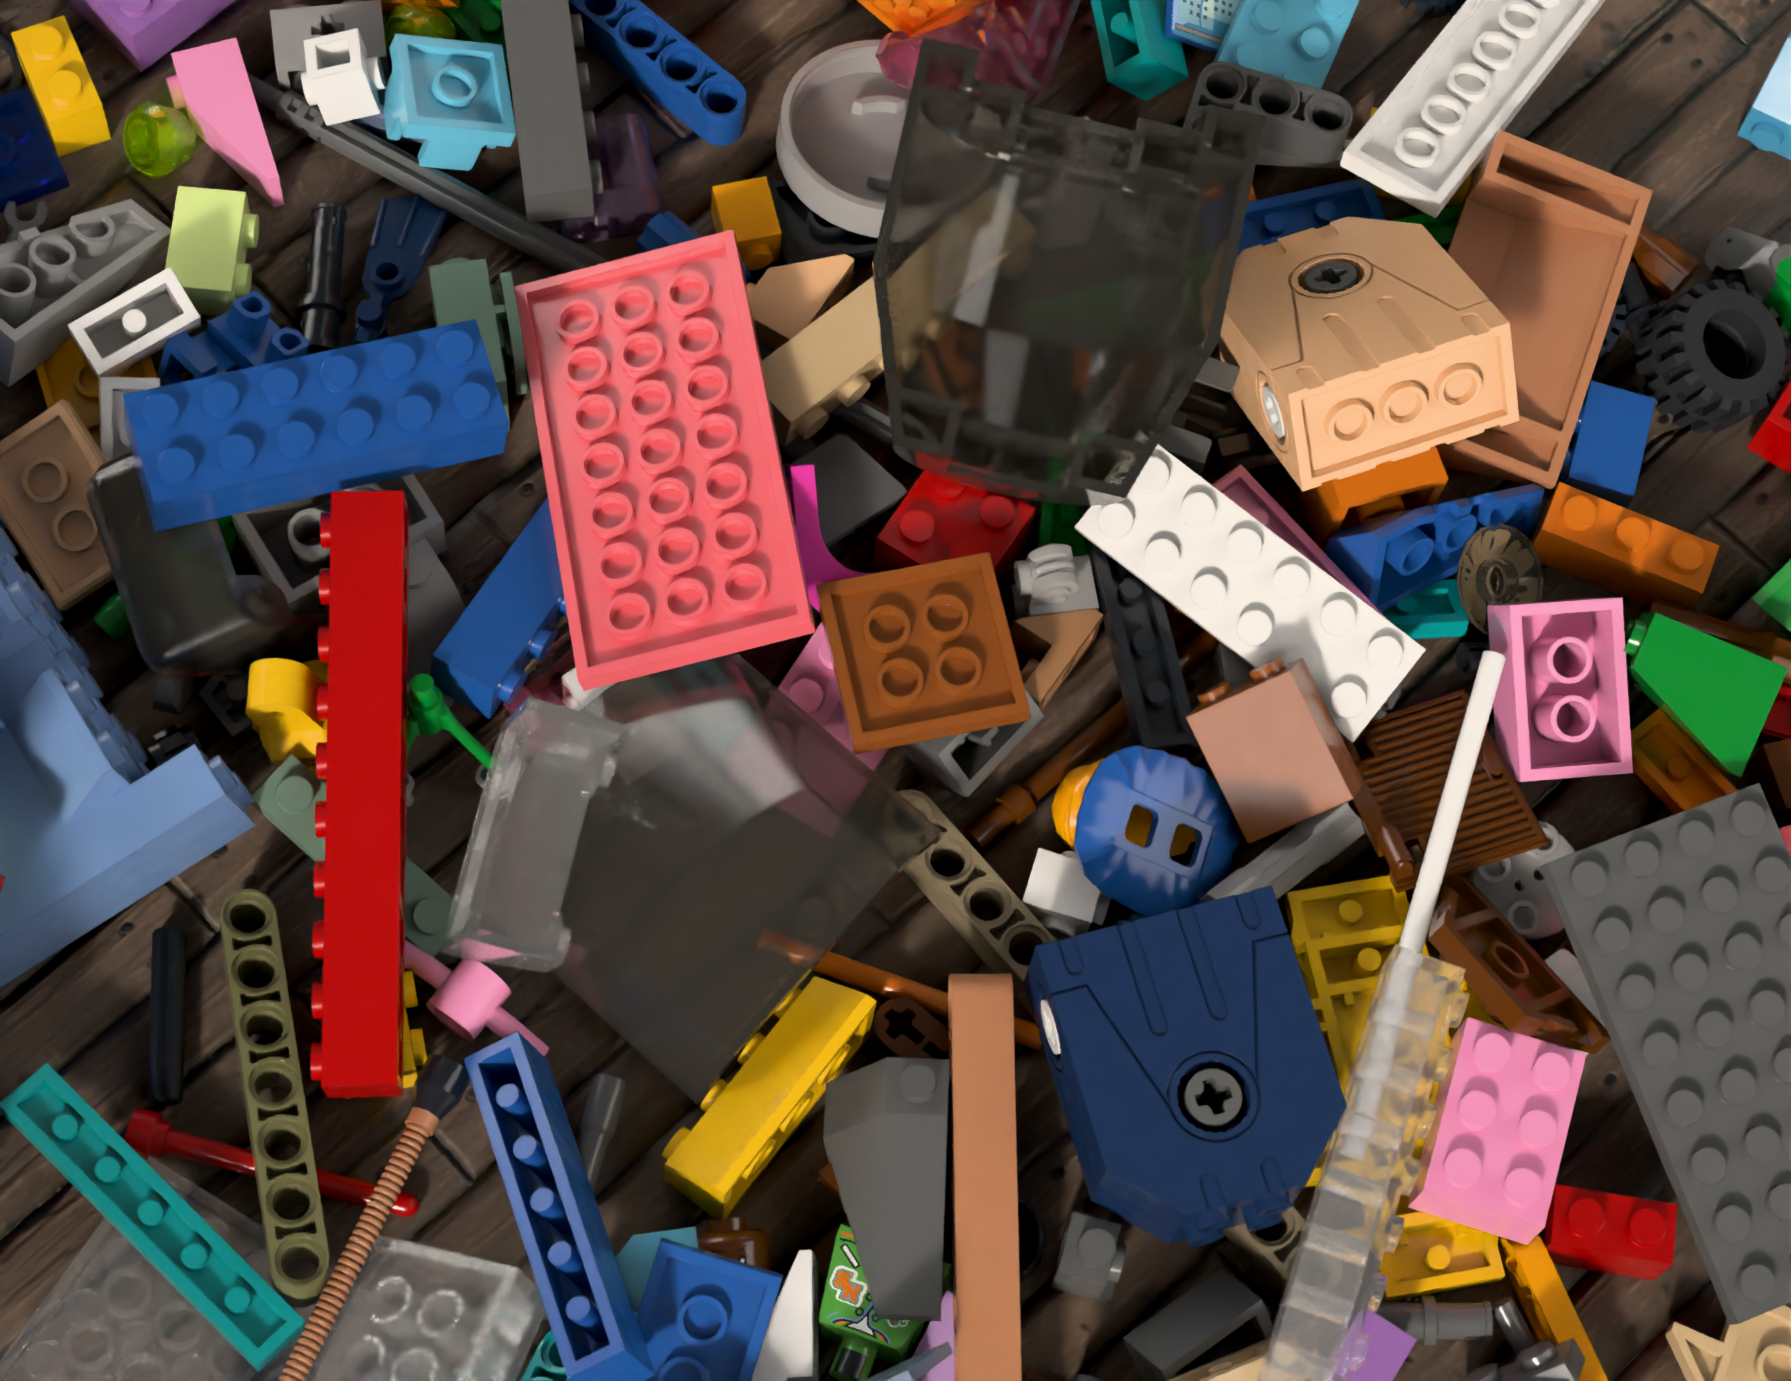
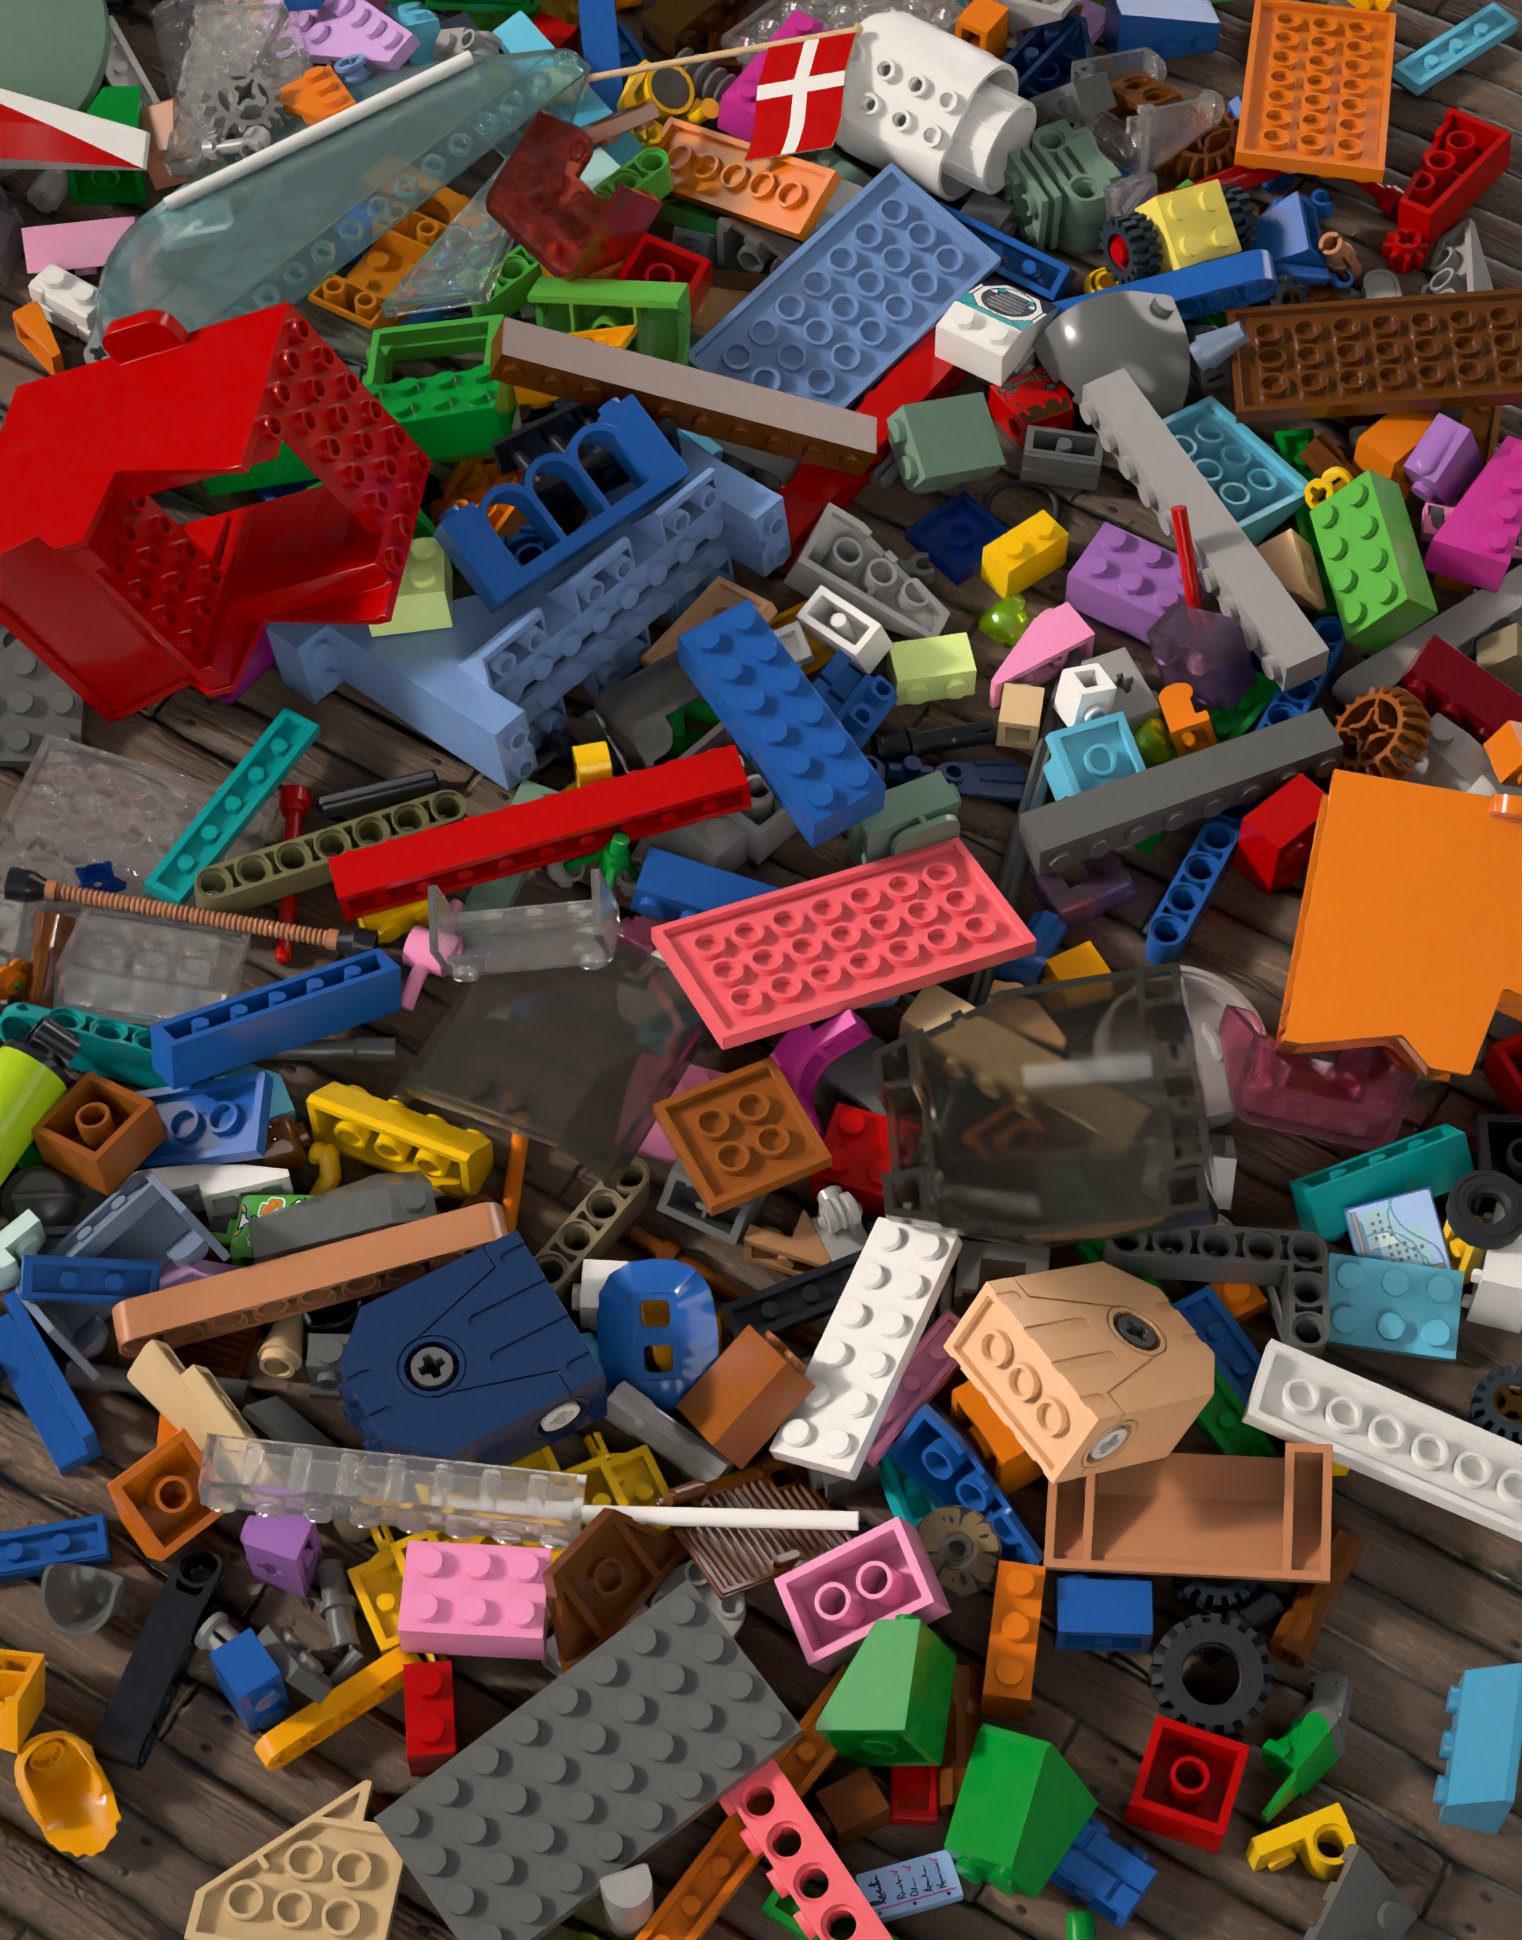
camera: 85 degrees right, 10 degrees down
(321, 167) = (1020, 716): none -> tan brick
(789, 1210) = (329, 1167): none -> yellow arm
(1048, 1321) = (283, 1348): none -> tan cone

